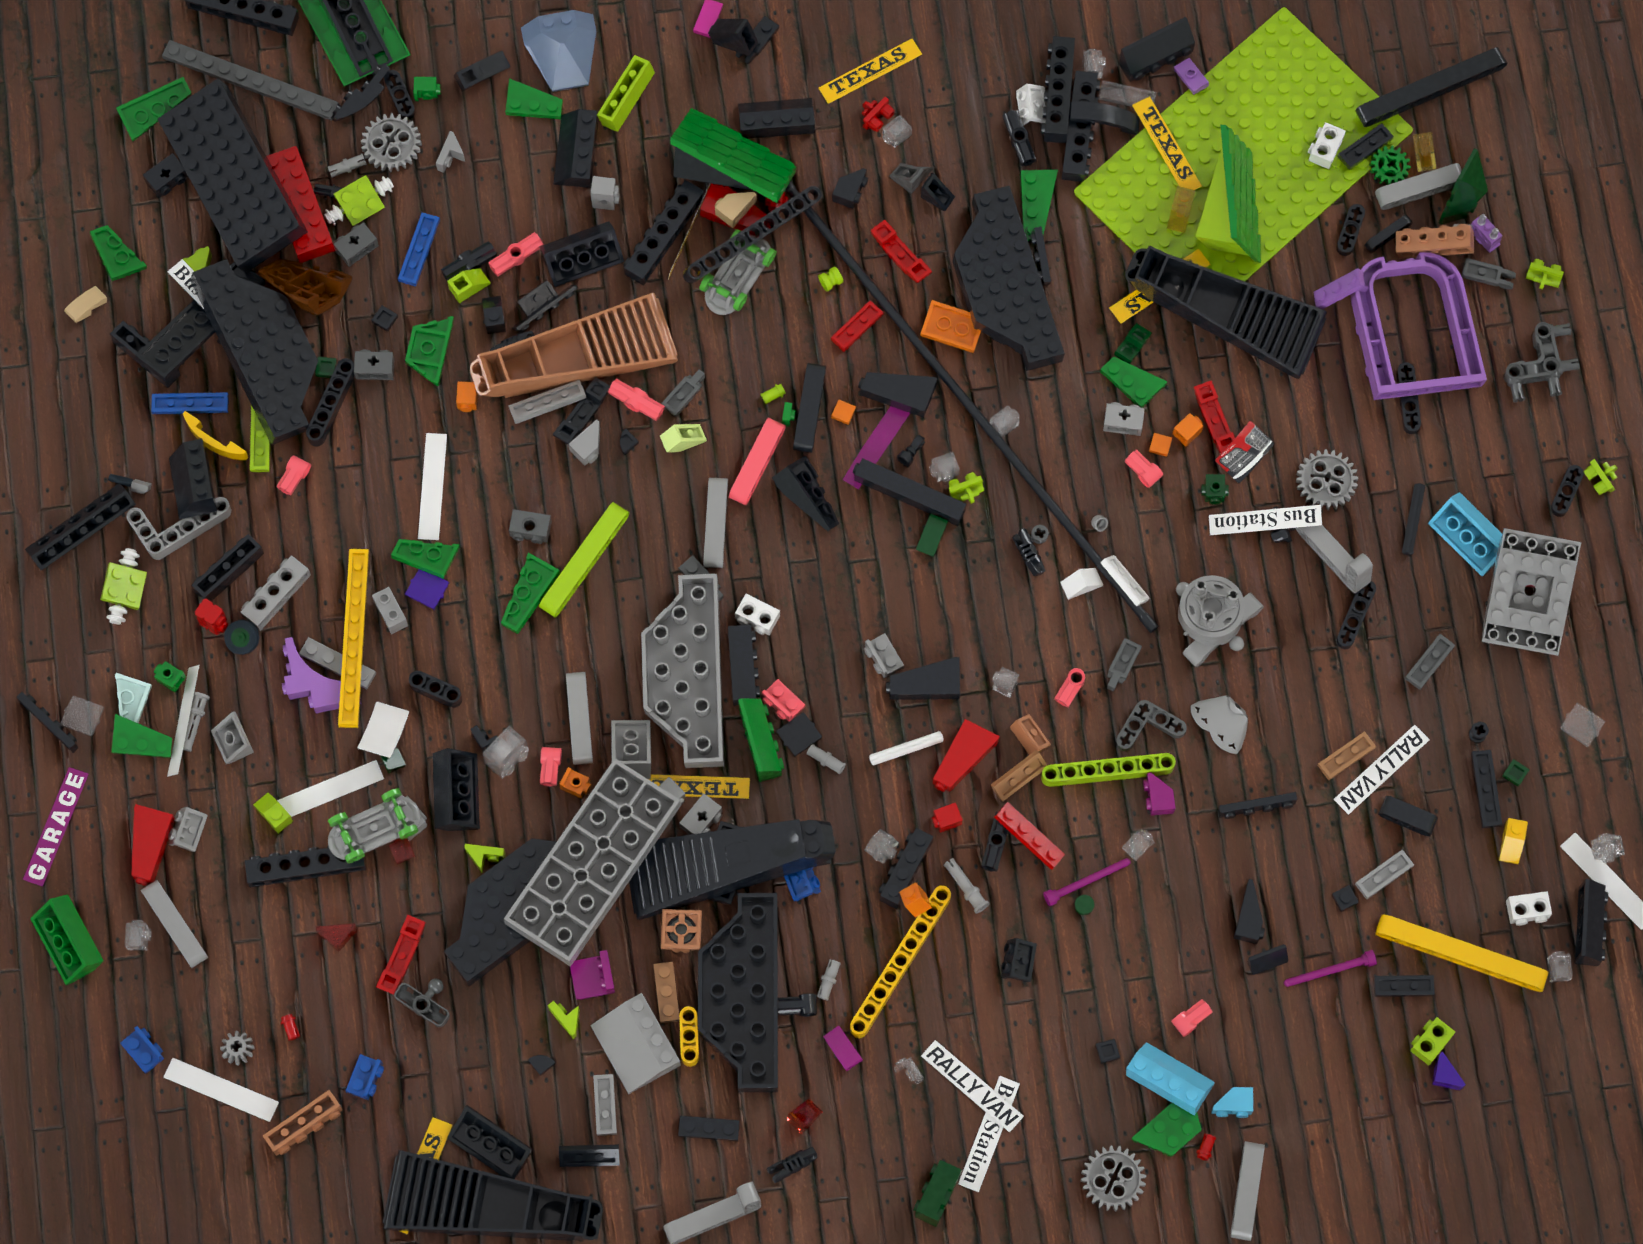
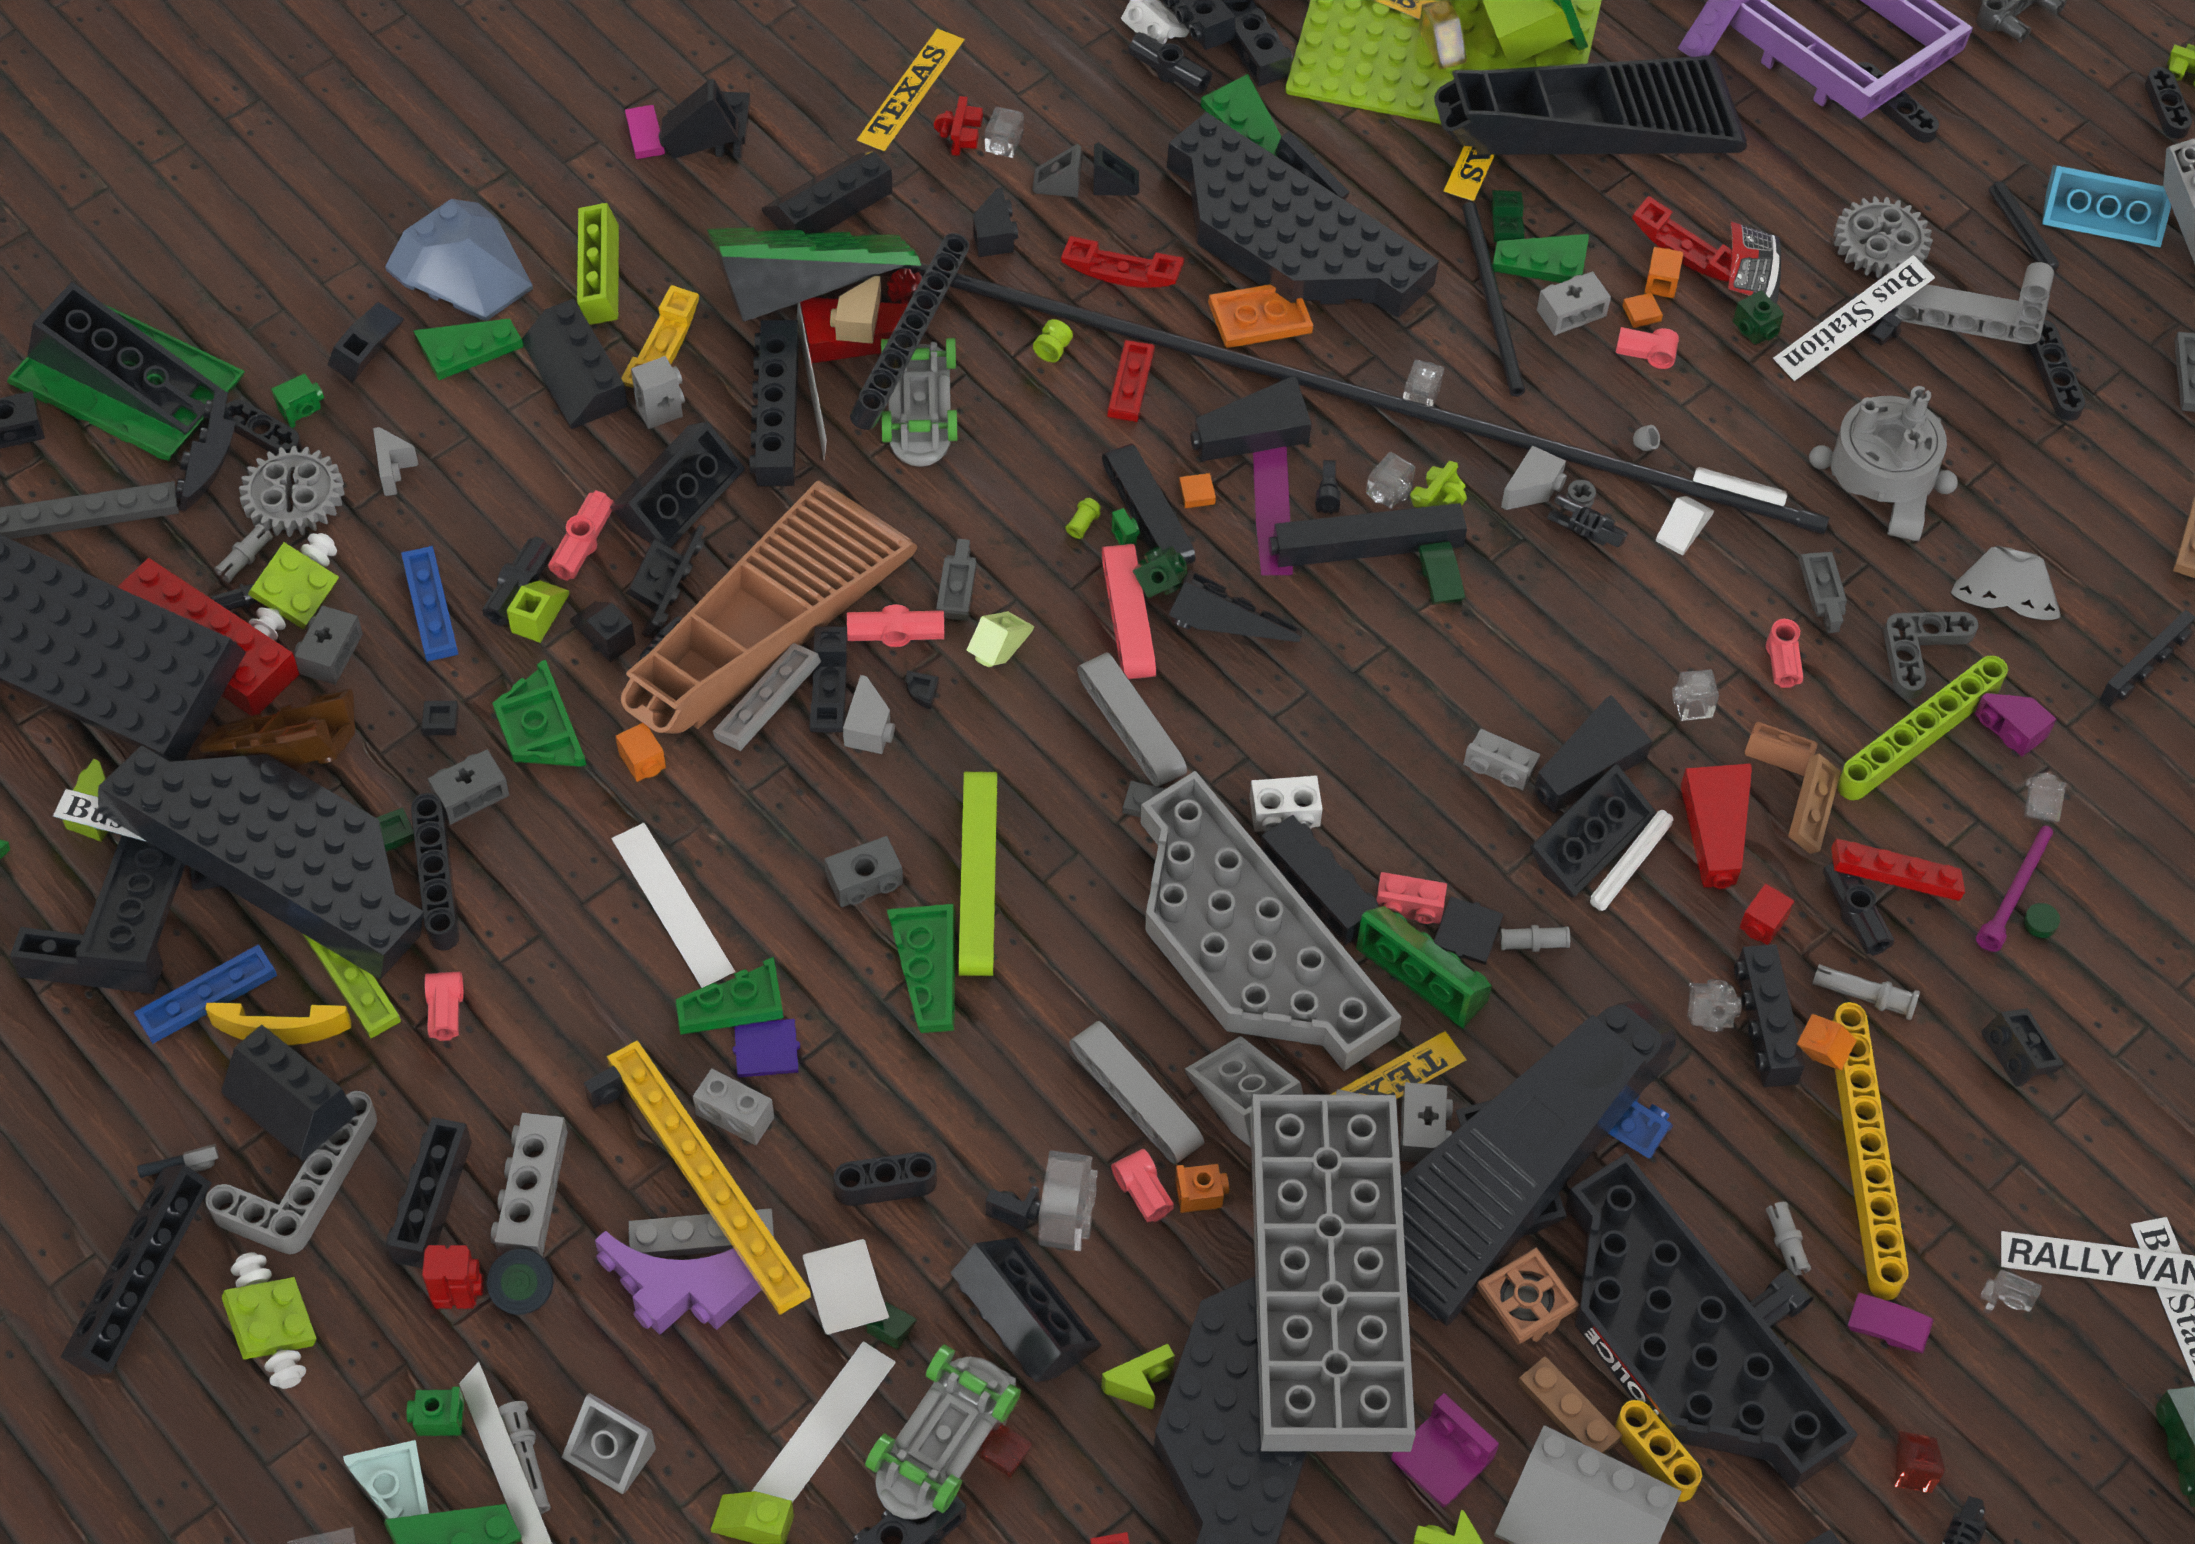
camera: 35 degrees left, 15 degrees down
(338, 564) = (604, 1087): none -> black plate
(632, 159) = (669, 331): none -> yellow slope
(784, 451) = (1161, 571): none -> dark green brick
(897, 722) = (1592, 831): none -> black slope
(1020, 511) = (1534, 480): none -> light grey slope
(1085, 389) = (1493, 299): none -> black piece

